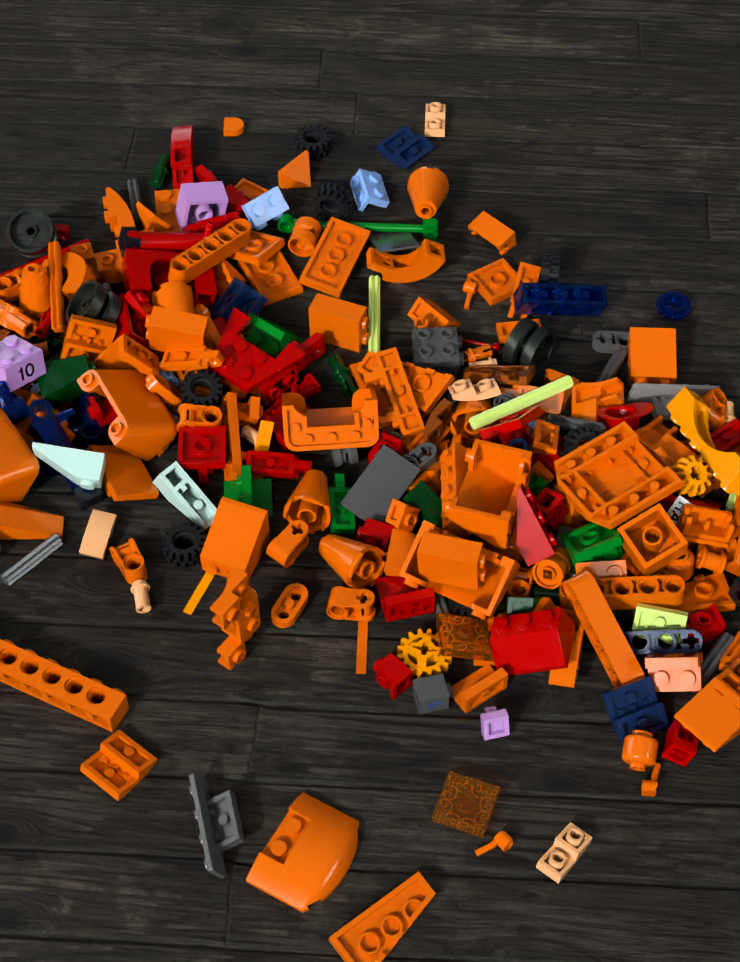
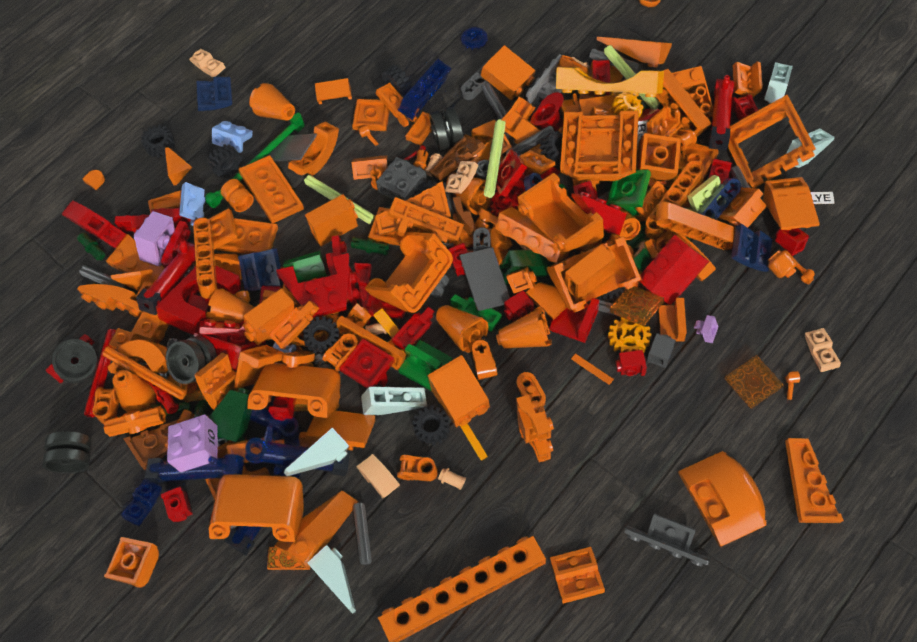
camera: 45 degrees left, 10 degrees up
(349, 603) = (559, 354): orange piece -> none

